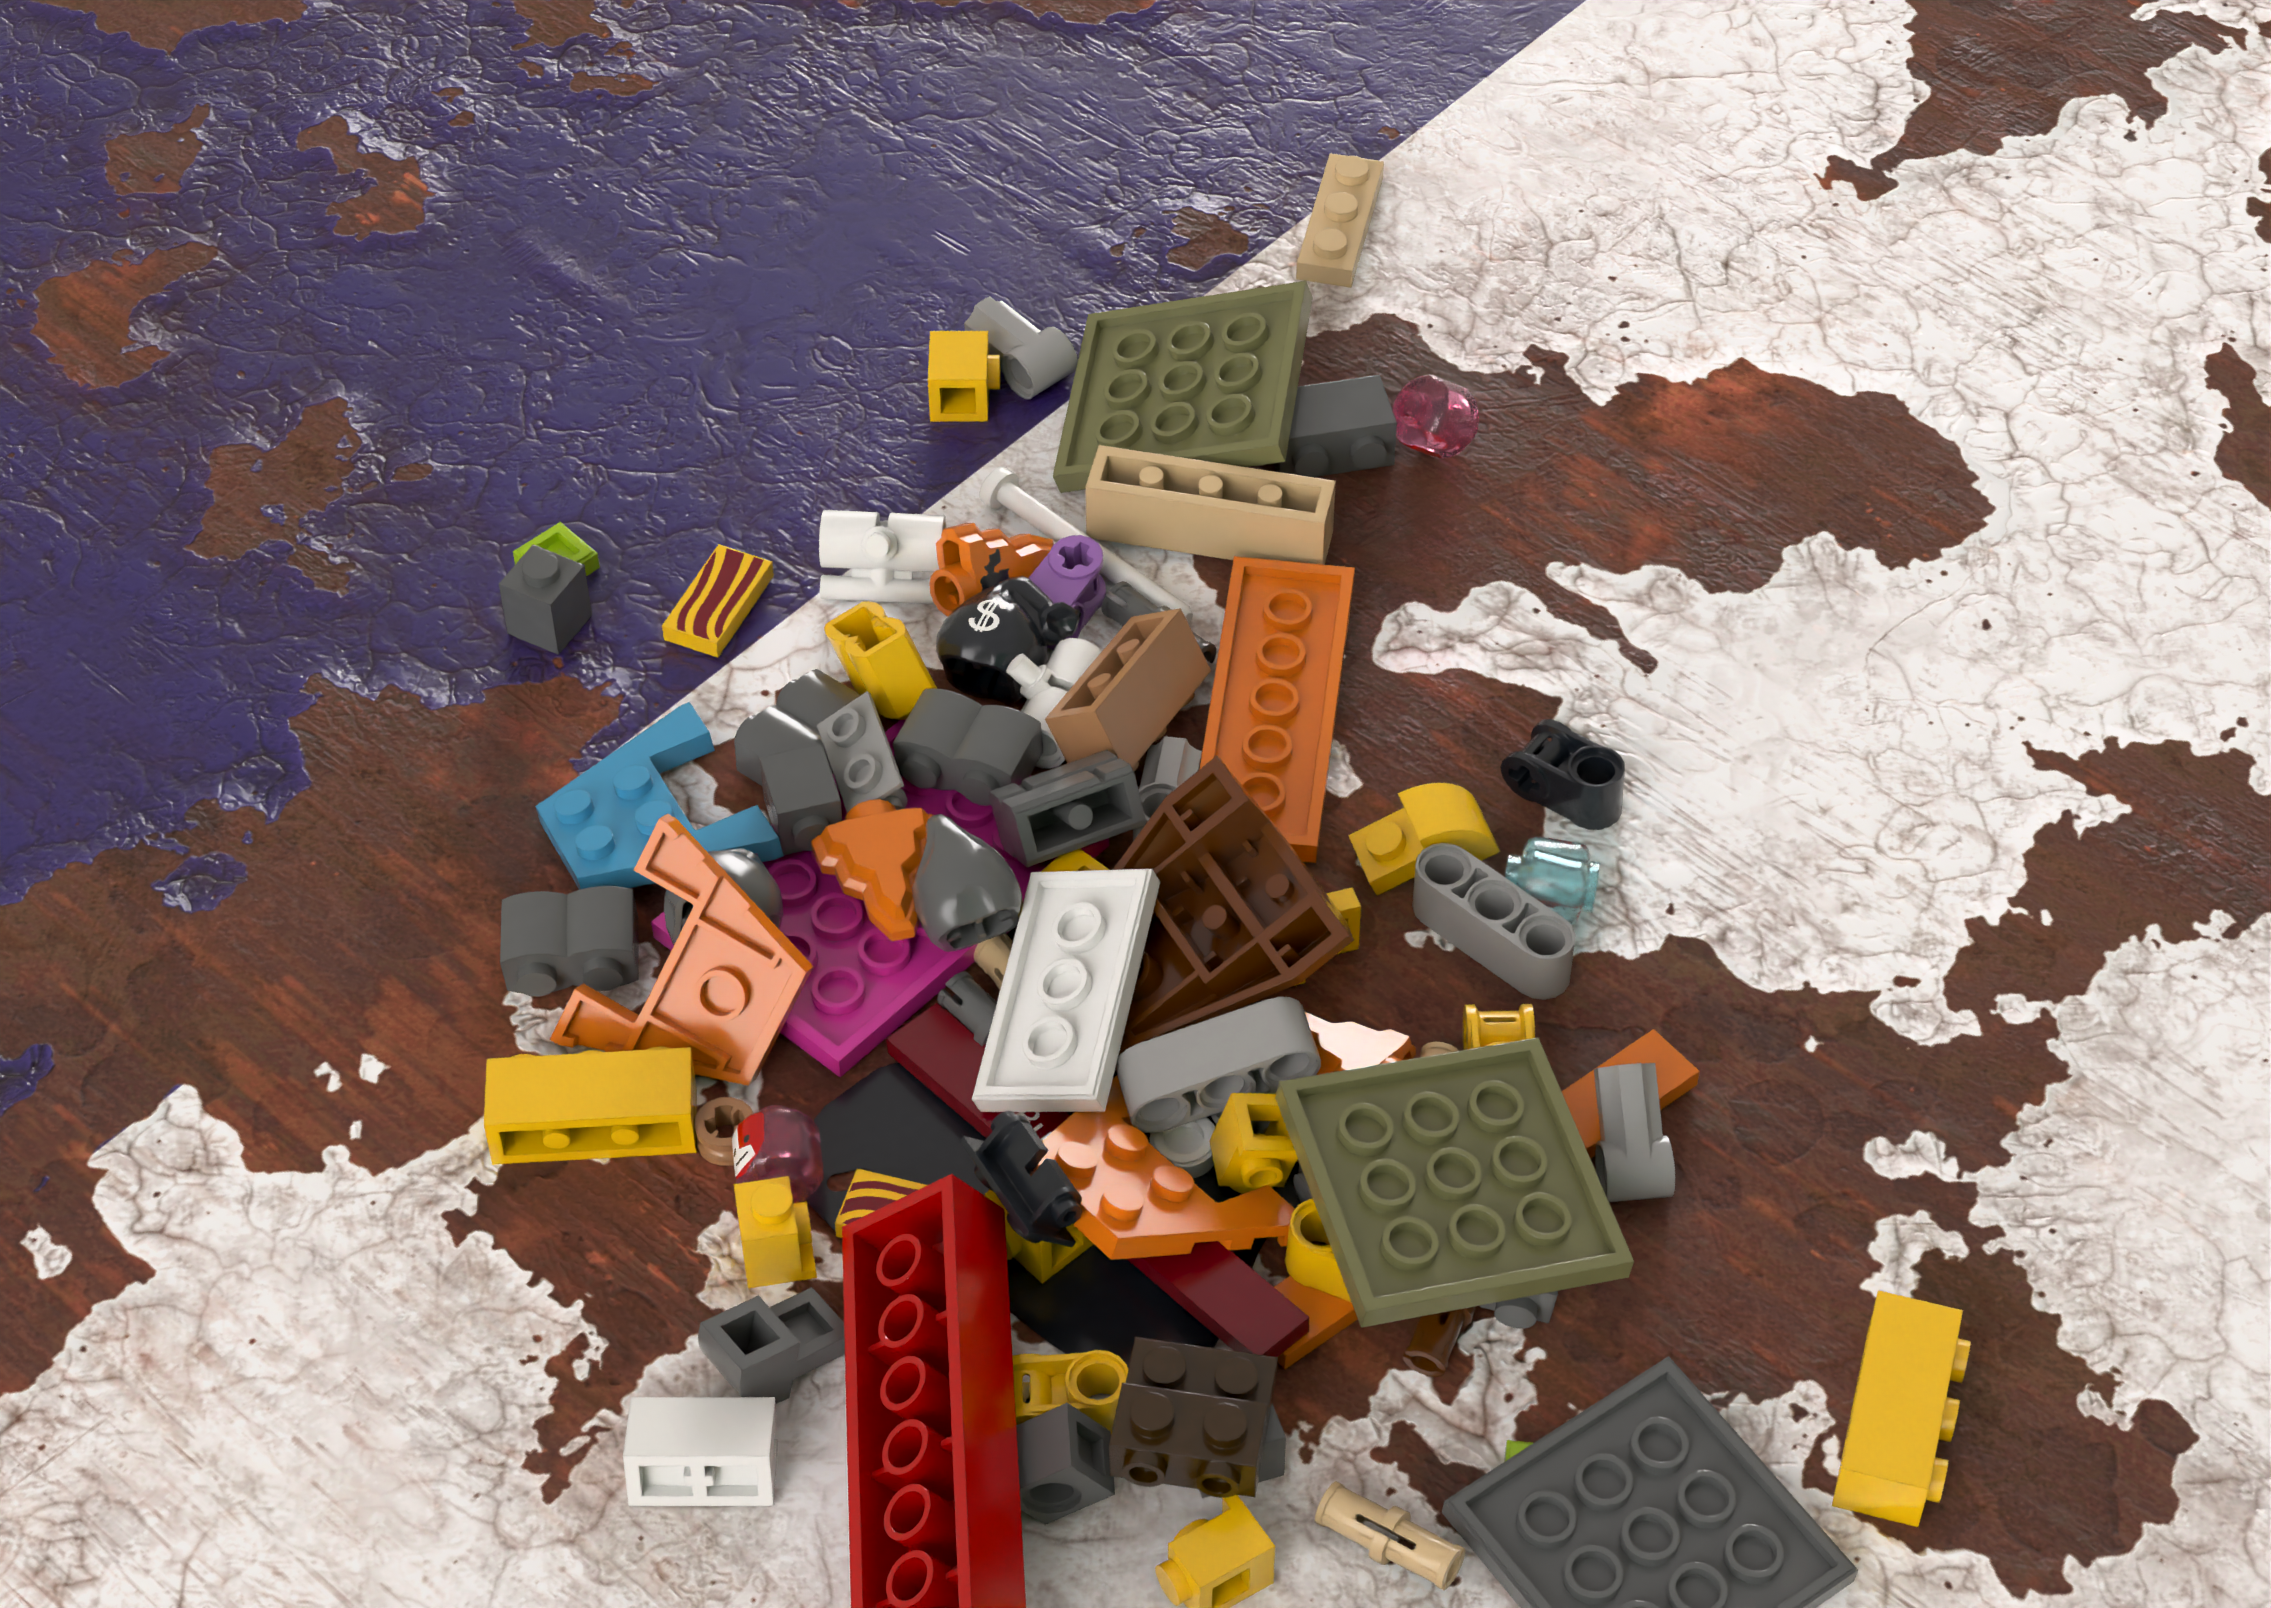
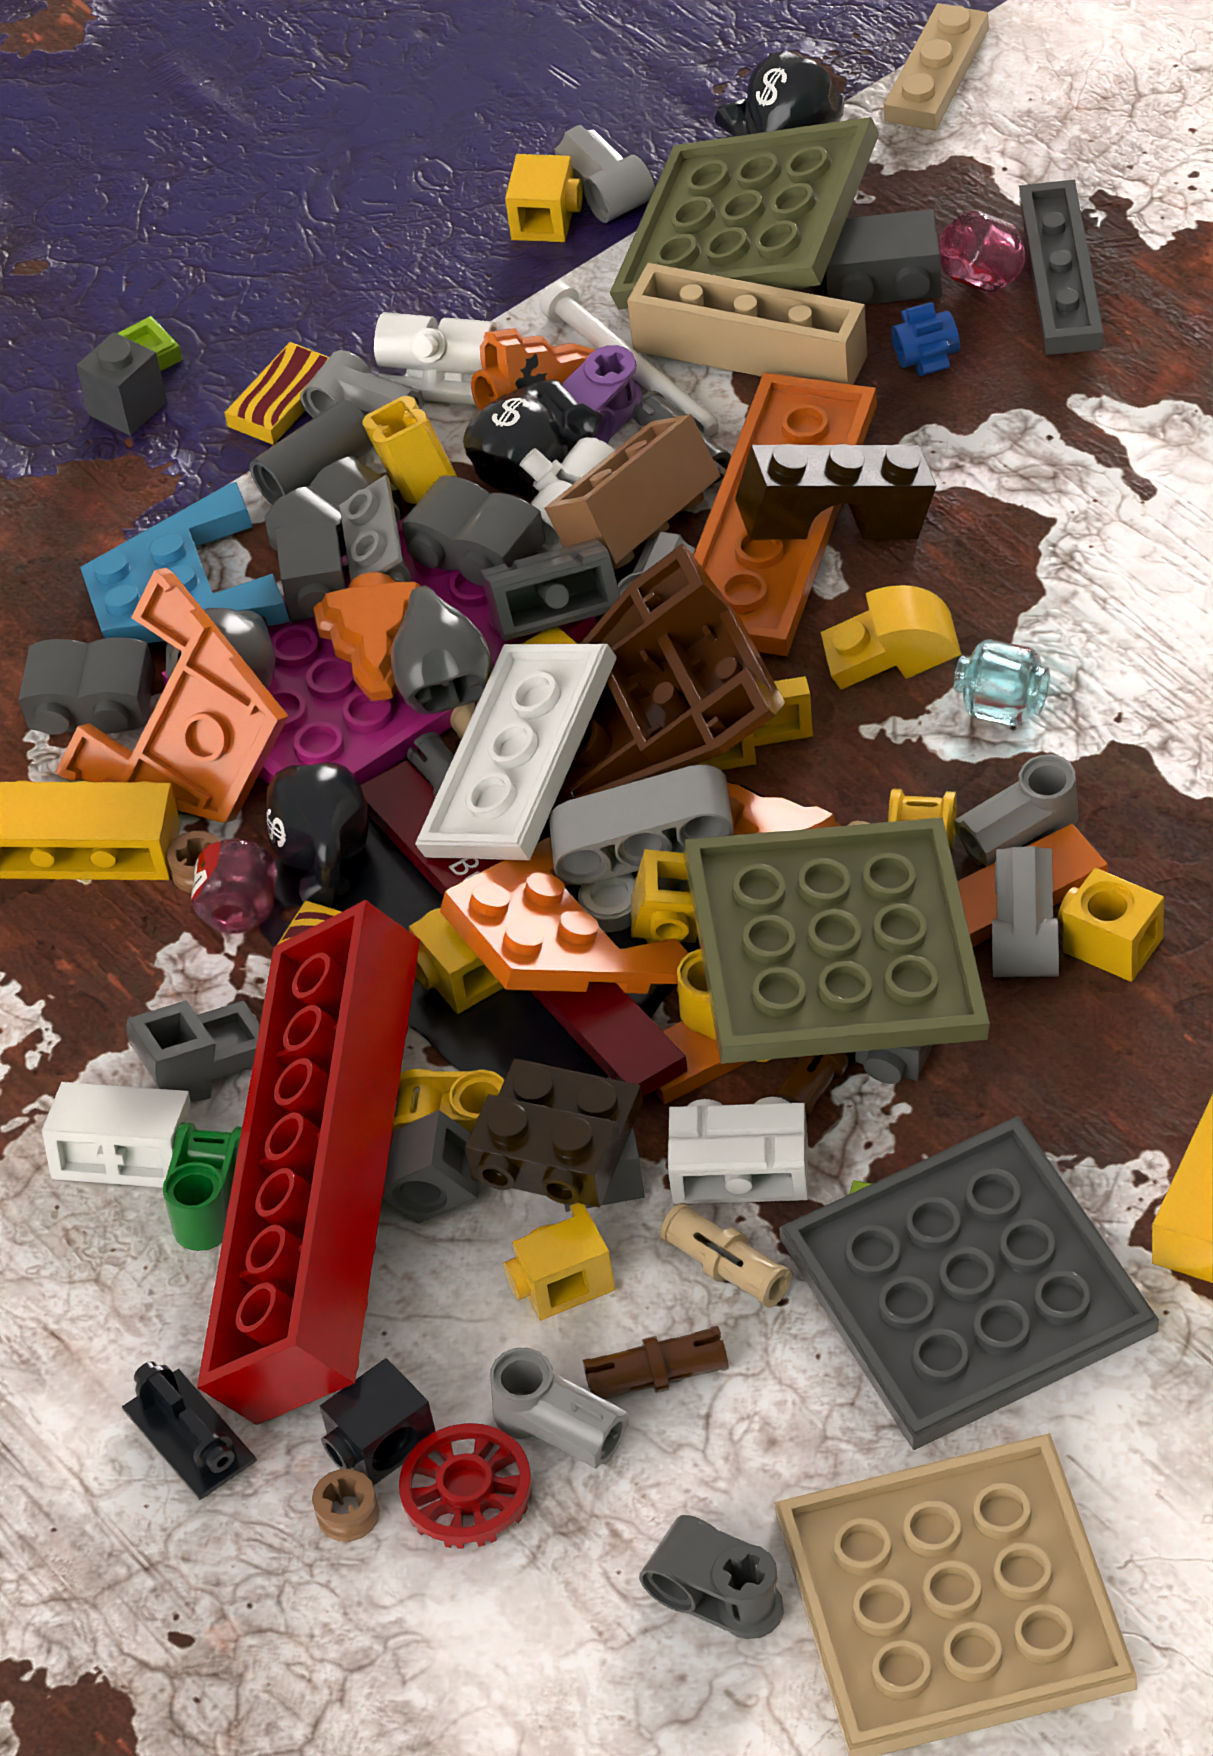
camera: 15 degrees right, 0 degrees up
(762, 668) = (309, 449): none -> dark grey pin
(774, 1233) = (217, 951): yellow brick -> none
(793, 595) = (351, 379): none -> light grey piece
(807, 1490) = (200, 1185): none -> green piece
(859, 1085) = (317, 825): none -> black piece
(1037, 1201) = (438, 915): black hinge -> none
(1196, 260) = (783, 95): none -> black piece
(1301, 680) = (793, 484): none -> dark brown arch
(1382, 1418) = (738, 1152): none -> white brick
(1394, 513) = (925, 339): none -> blue gear
(1493, 921) = (939, 716): light grey beam -> none
(1515, 430) = (1060, 267): none -> dark grey plate
(1570, 775) = (1043, 589): black piece -> none
(1599, 1020) = (1030, 808): none -> light grey piece
(1740, 1141) = (1112, 923): none -> yellow brick

